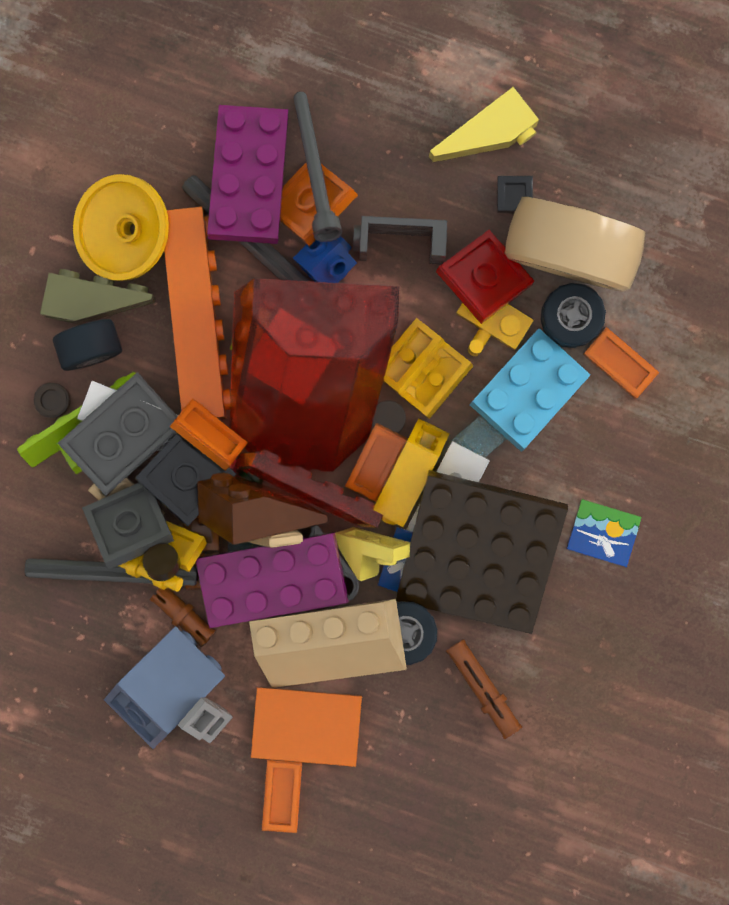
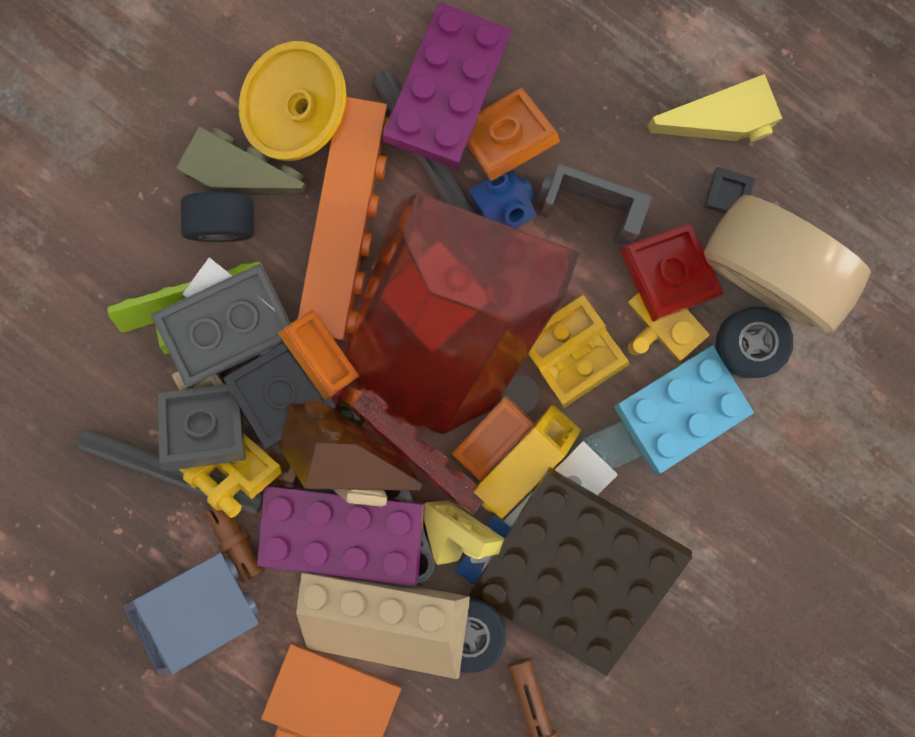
camera: 25 degrees right, 0 degrees up
(51, 400) = (164, 266): dark brown tile -> none
(161, 562) = (222, 480): dark brown tile -> none
(205, 720) = (221, 666): light grey slope -> none
(326, 224) = (516, 161): dark grey piece -> none
(604, 533) = (716, 588): sticker -> none
(621, 363) = (790, 410): orange tile -> none

